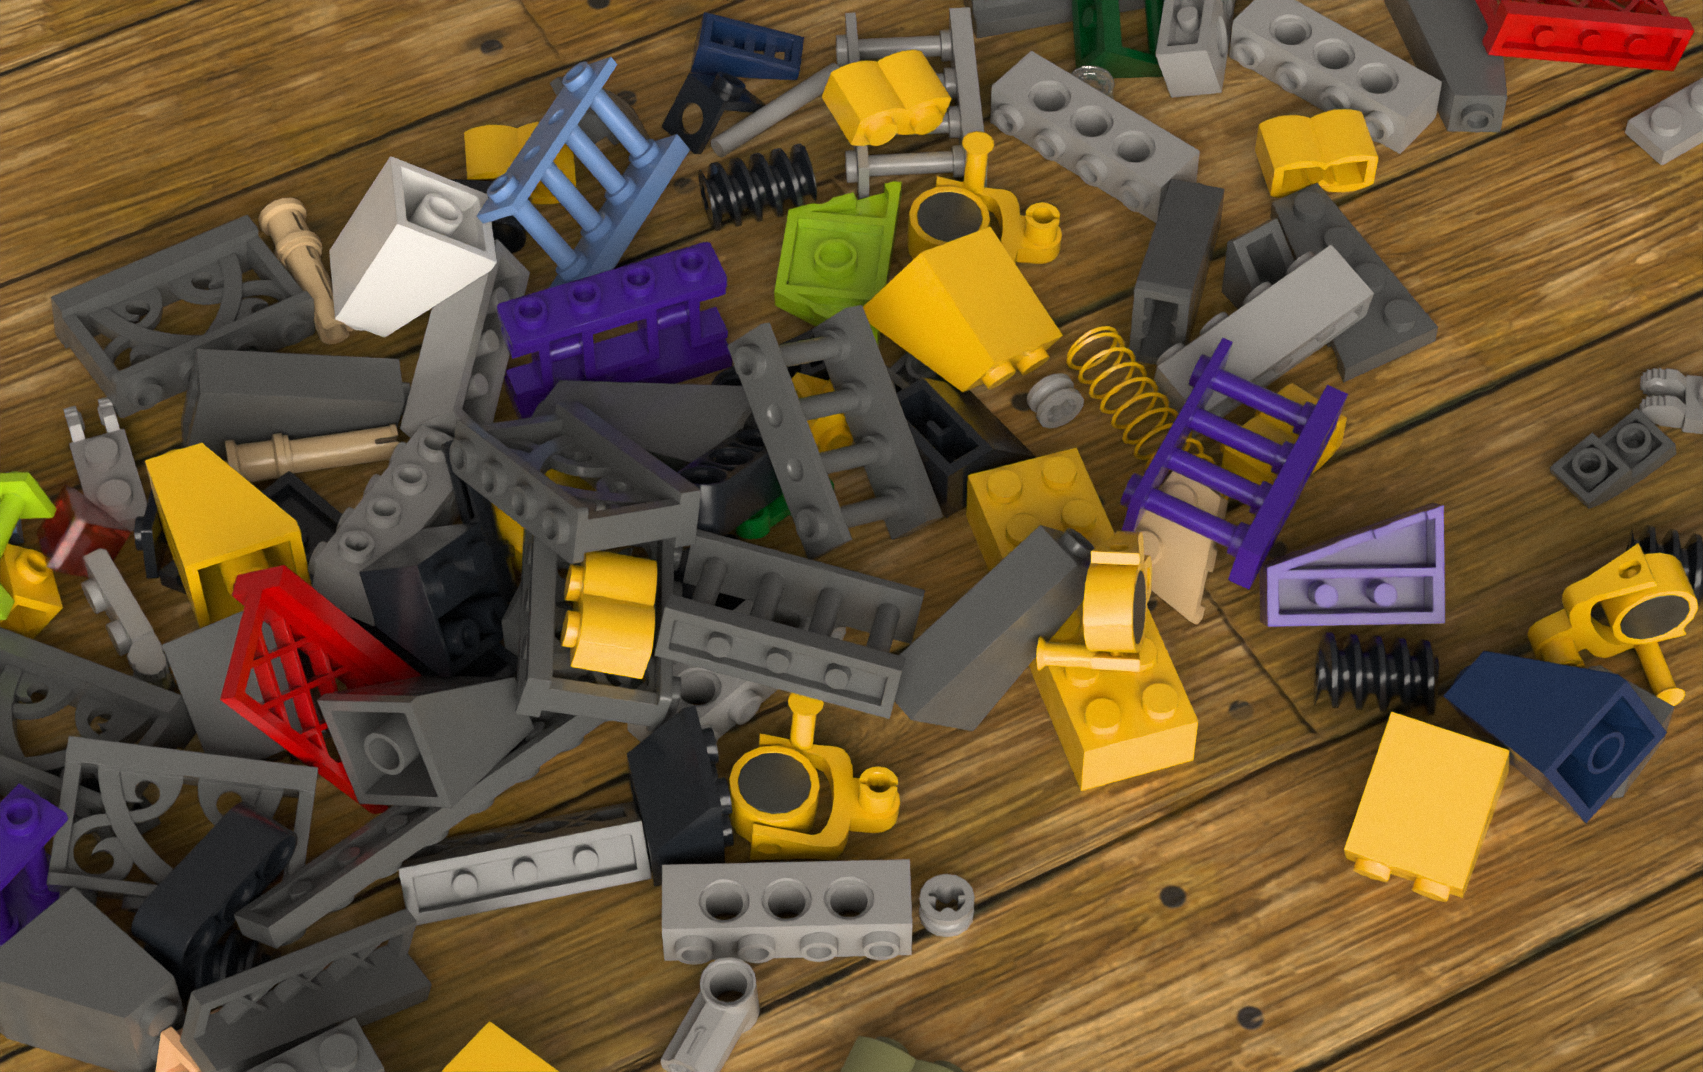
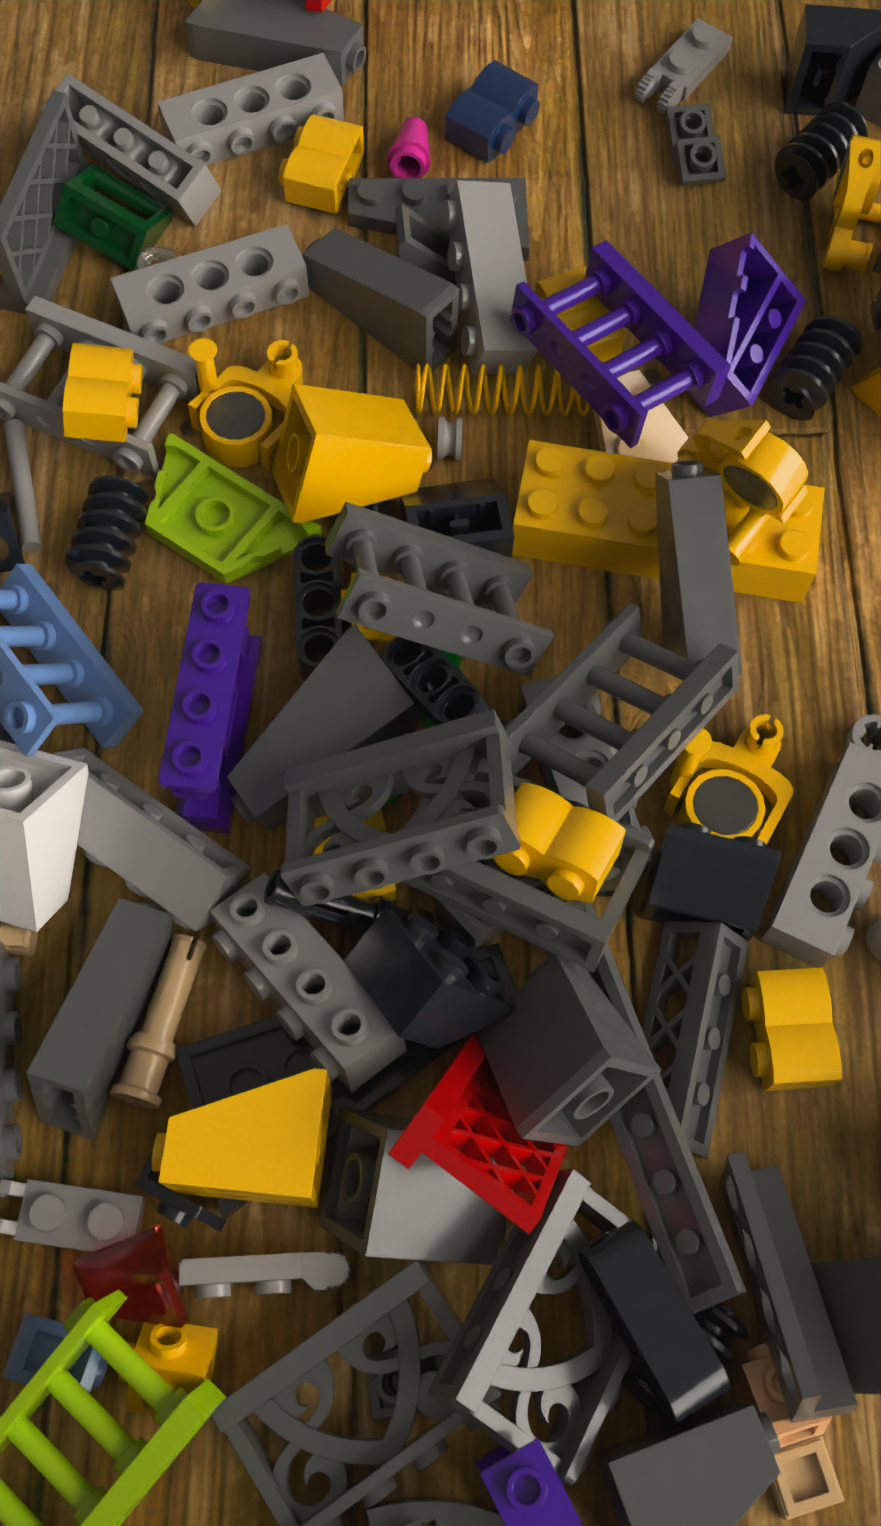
camera: 65 degrees left, 15 degrees up
(575, 942) = (793, 1029): none -> yellow brick
(1394, 215) = (410, 150): none -> dark pink cone
(1501, 259) = (492, 111): none -> dark blue brick

